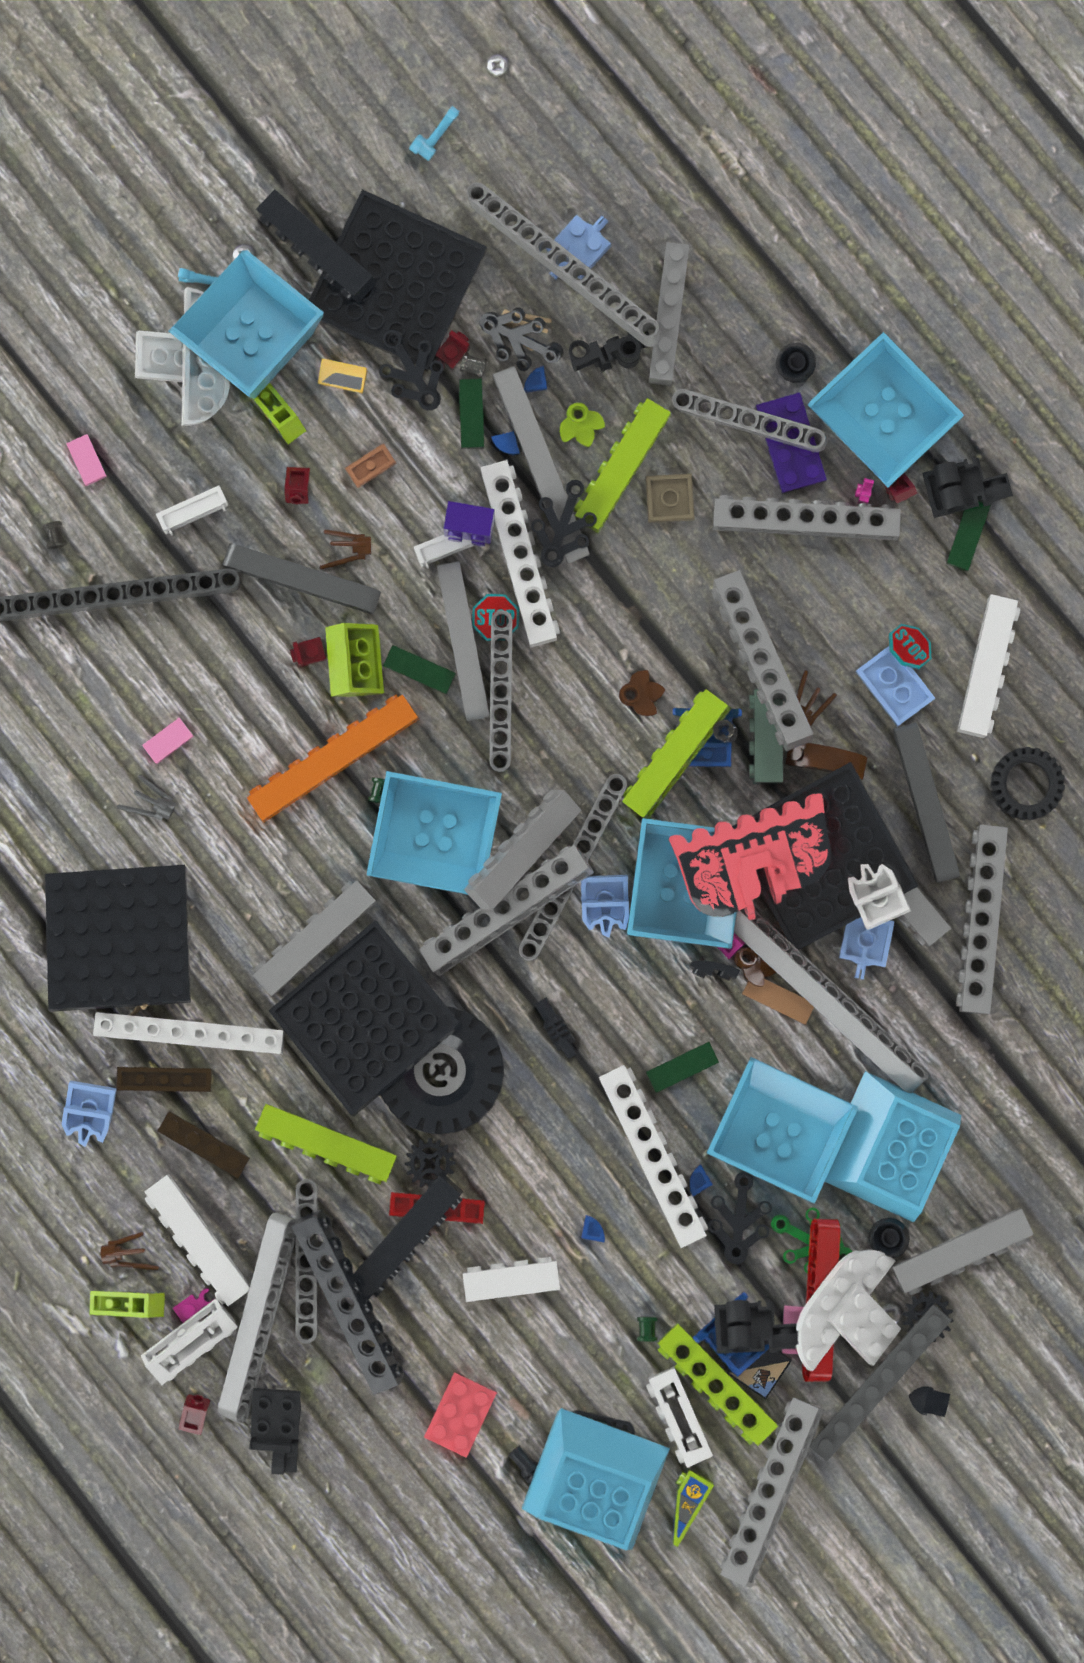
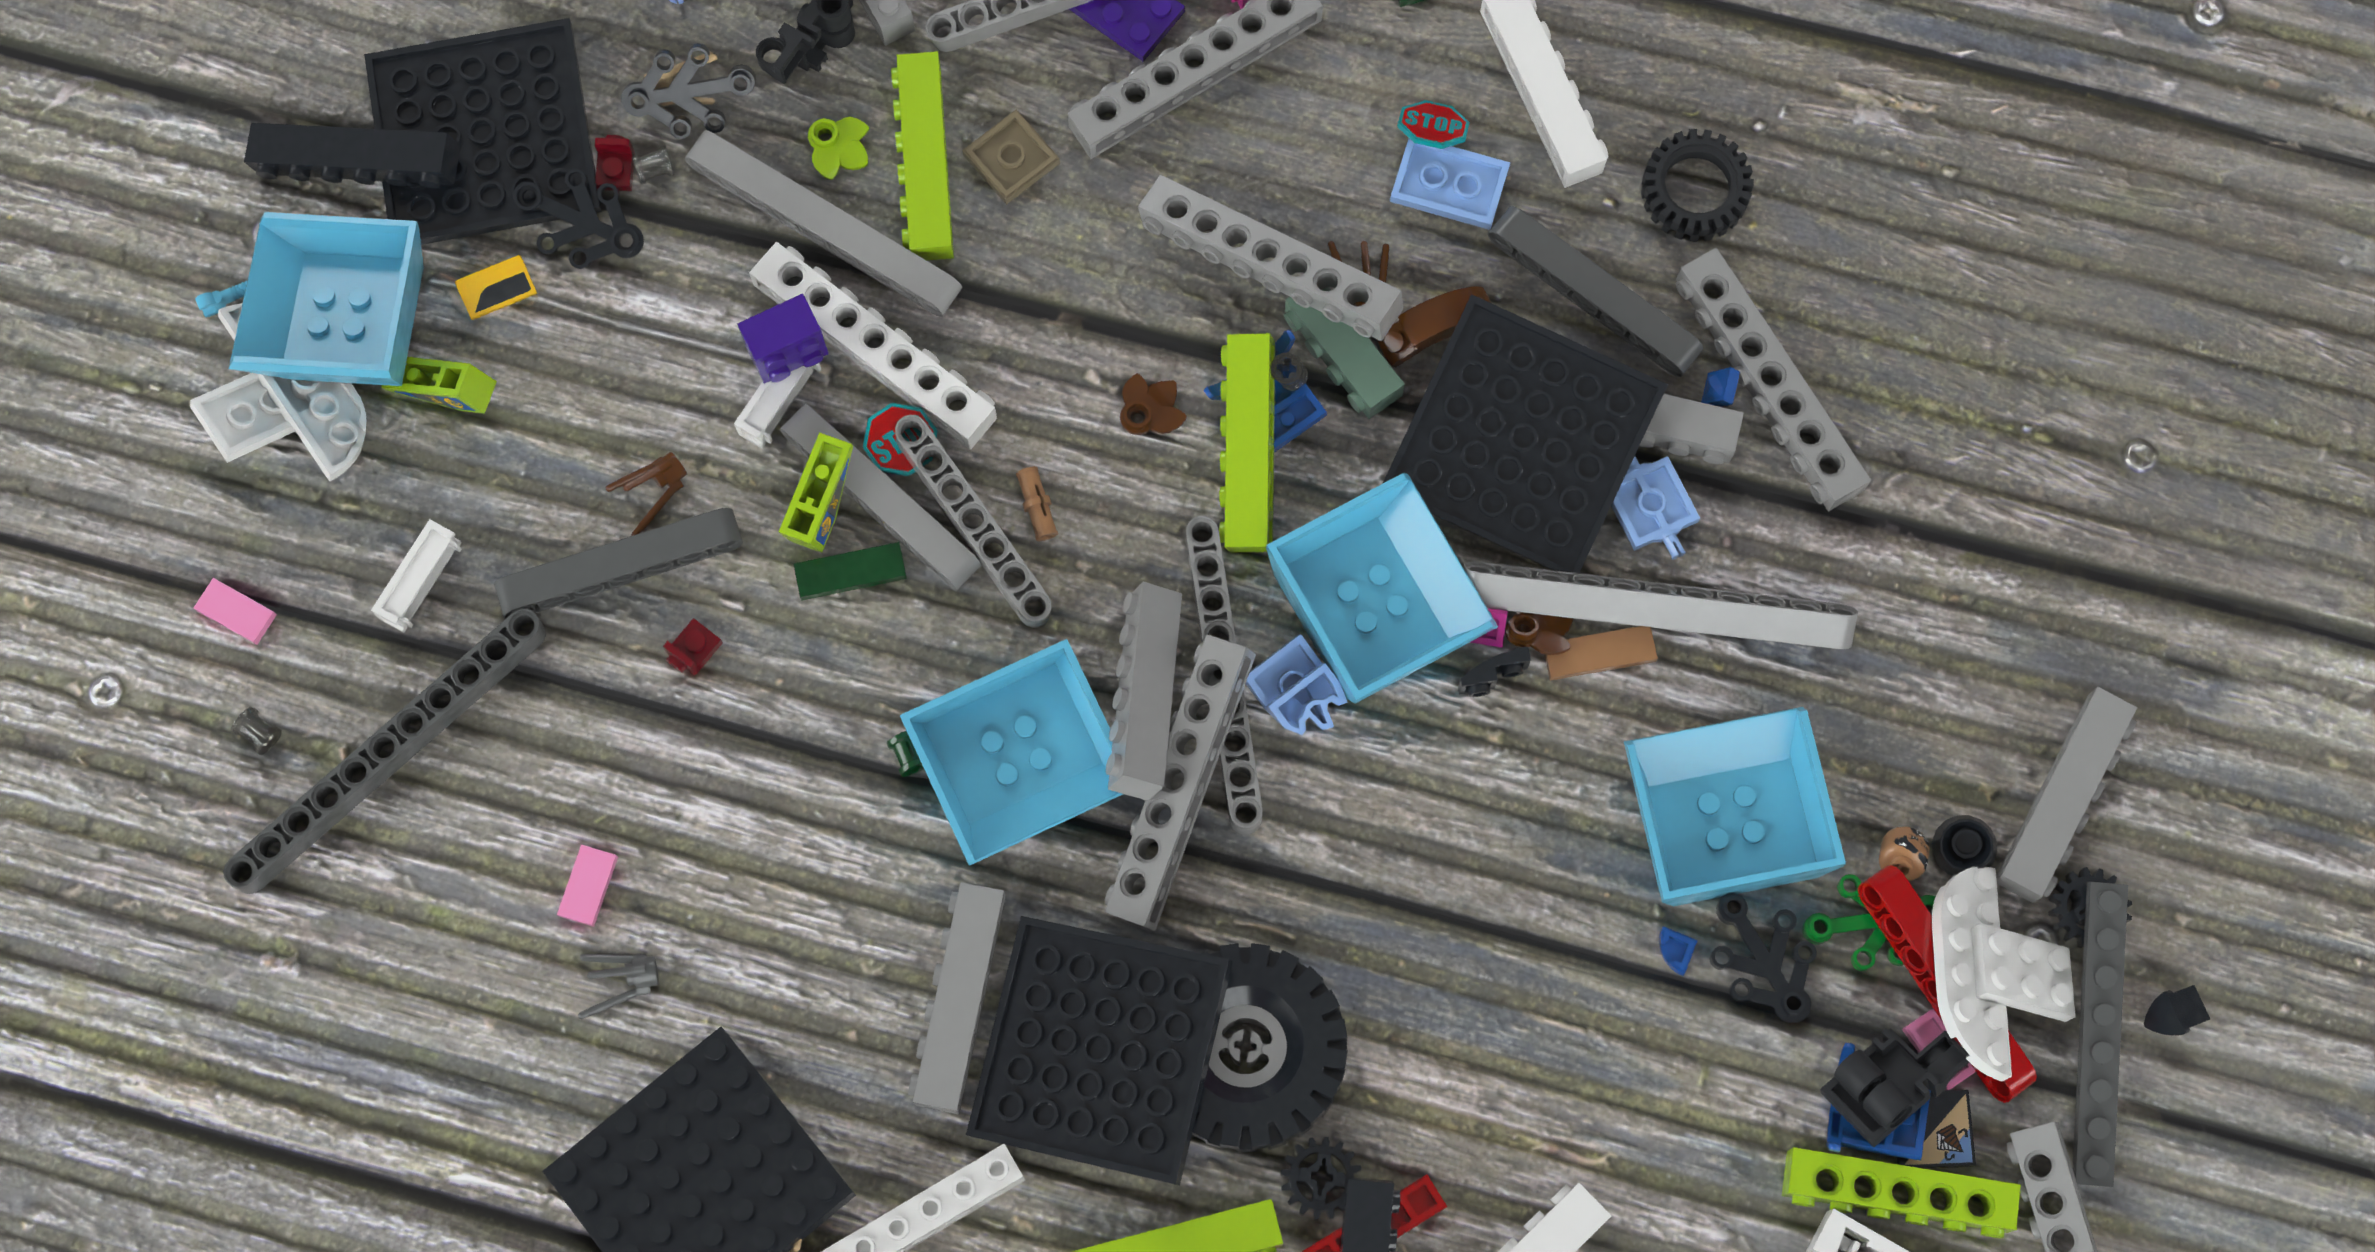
camera: 35 degrees left, 10 degrees down
(297, 485) = (532, 456): dark red bracket -> none
(332, 758) = (817, 755): orange brick -> none
(354, 660) = (757, 615): lime slope -> none
(370, 465) = (609, 369): nougat plate -> none
(430, 618) = (818, 494): none -> lime slope
(471, 413) = (692, 224): dark green tile -> none
(506, 443) = (761, 228): blue tile -> none
(536, 381) = (745, 131): blue tile -> none
(542, 704) = (1036, 503): none -> medium nougat pin
(556, 1028) = (1353, 888): black hinge -> none
(562, 528) = (904, 272): black plant -> none
(593, 1230) = (1591, 1111): blue tile -> none
(647, 1329) = (1758, 1185): dark green bush -> none
(682, 1067) = (1546, 822): dark green tile -> none
(684, 1234) = (1720, 1006): white brick -> none
(723, 866) = (1416, 520): coral animal -> none
(853, 1219) = (1906, 850): none -> medium nougat head
(877, 896) = (1629, 429): white plate -> none
(893, 1147) = (1887, 729): medium azure piece -> none
(951, 904) = (1721, 387): none -> blue tile

